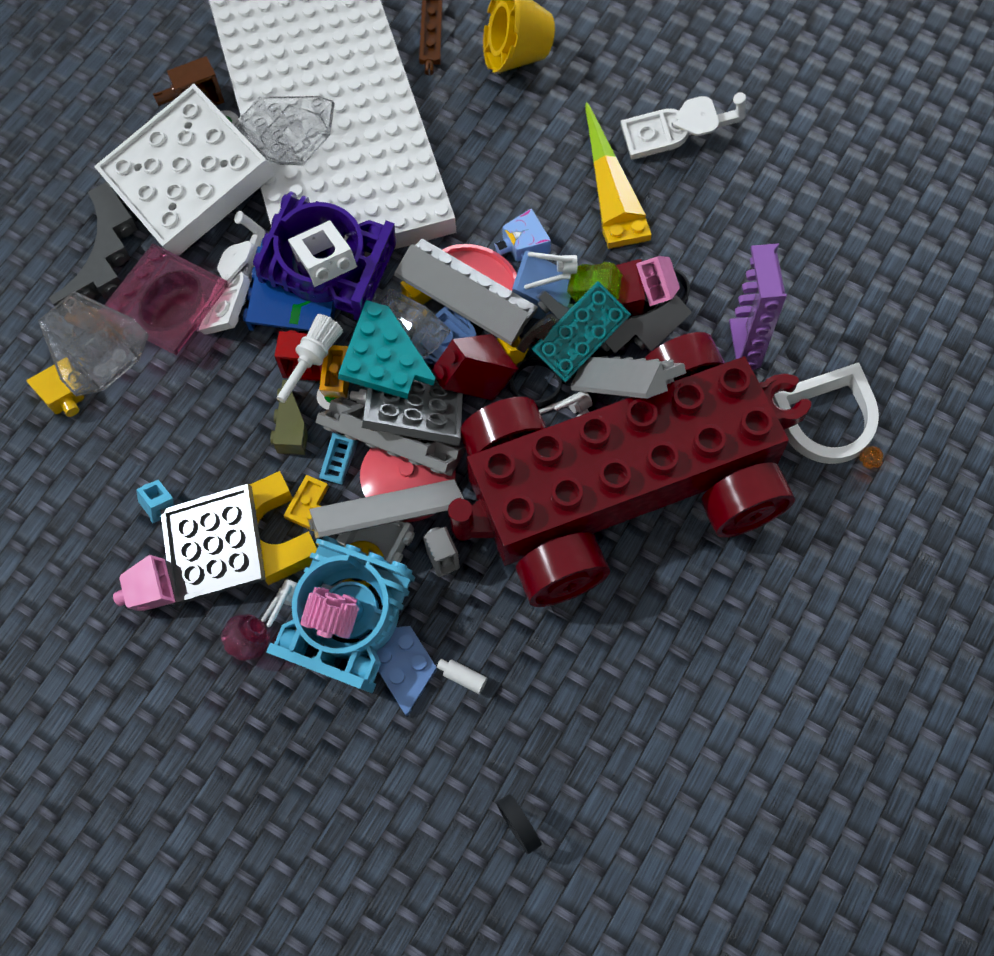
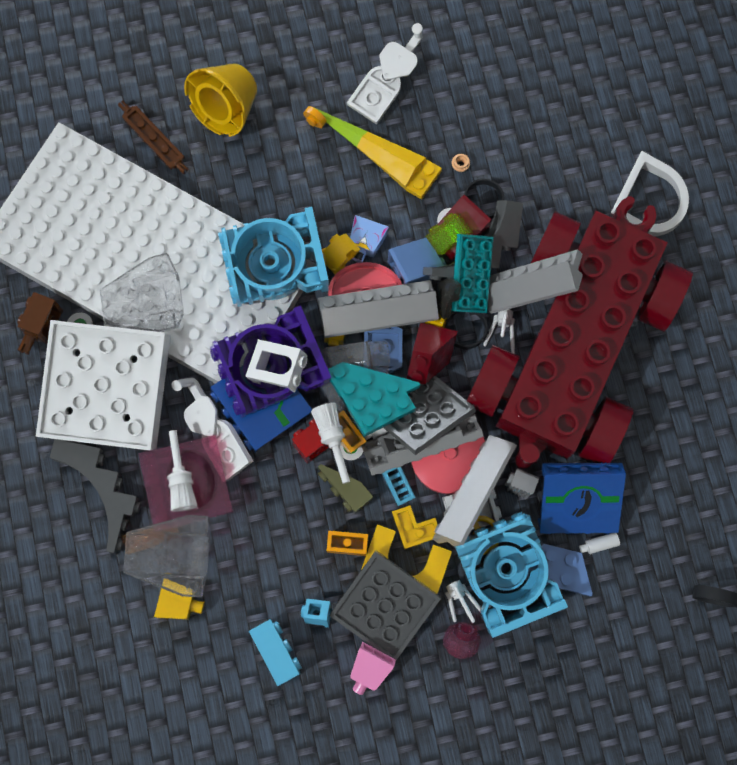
camera: 50 degrees left, 10 degrees up
(83, 497) = (275, 652): none -> medium azure brick
(156, 287) = (180, 480): none -> white piece
(238, 462) = (347, 543): none -> light orange brick
(330, 613) = (509, 581): bright pink brick -> none
(412, 160) = (239, 242): none -> medium azure brick
(478, 607) = (581, 498): none -> blue panel
(486, 226) = (339, 252): none -> yellow cylinder
(566, 264) = (424, 239): white plant -> none
(580, 110) = (314, 117): none -> light orange wheel
(658, 279) = (482, 195): bright pink torso -> none
(675, 240) = (460, 158): none -> light nougat plate
(753, 333) = (570, 171): medium lavender window -> none
(874, 452) = (696, 200): clear orange plate -> none

